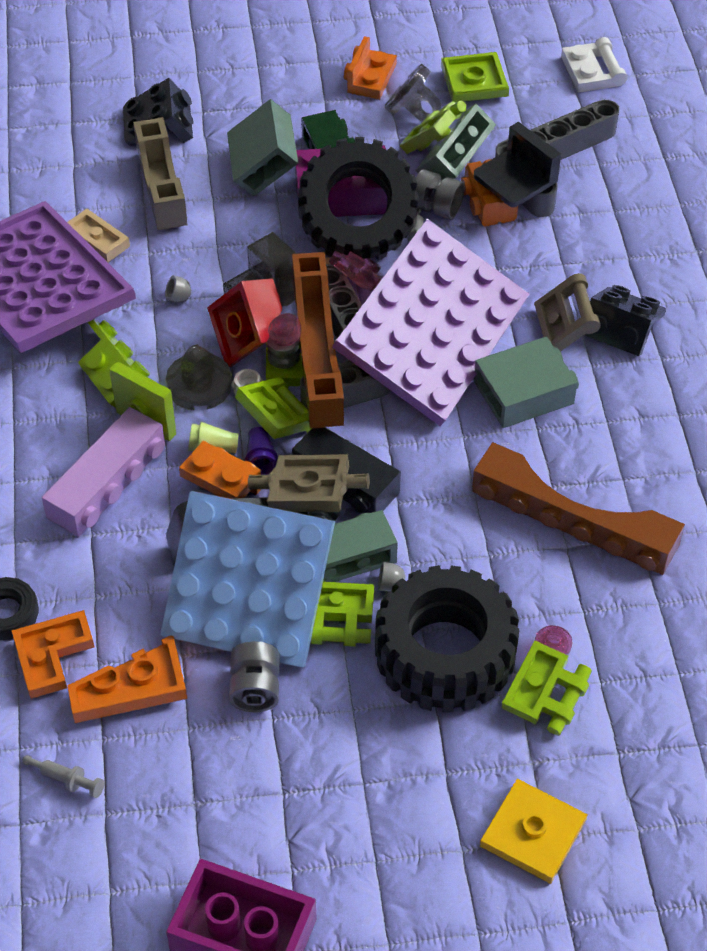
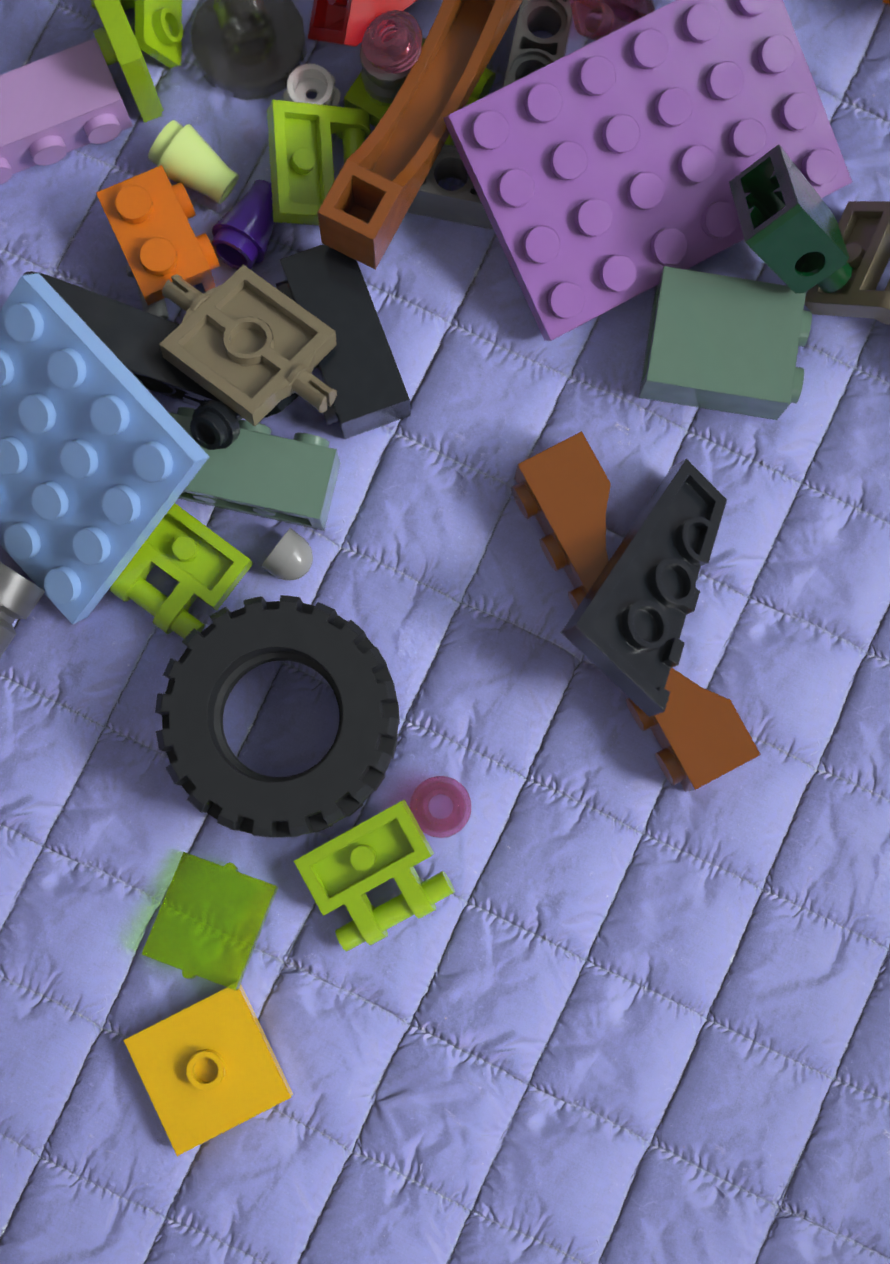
camera: 30 degrees right, 30 degrees up
(480, 760) = (210, 921): none -> clear neon green piece
(520, 311) = (794, 240): none -> dark green torso
(575, 487) = (648, 587): none -> black wing

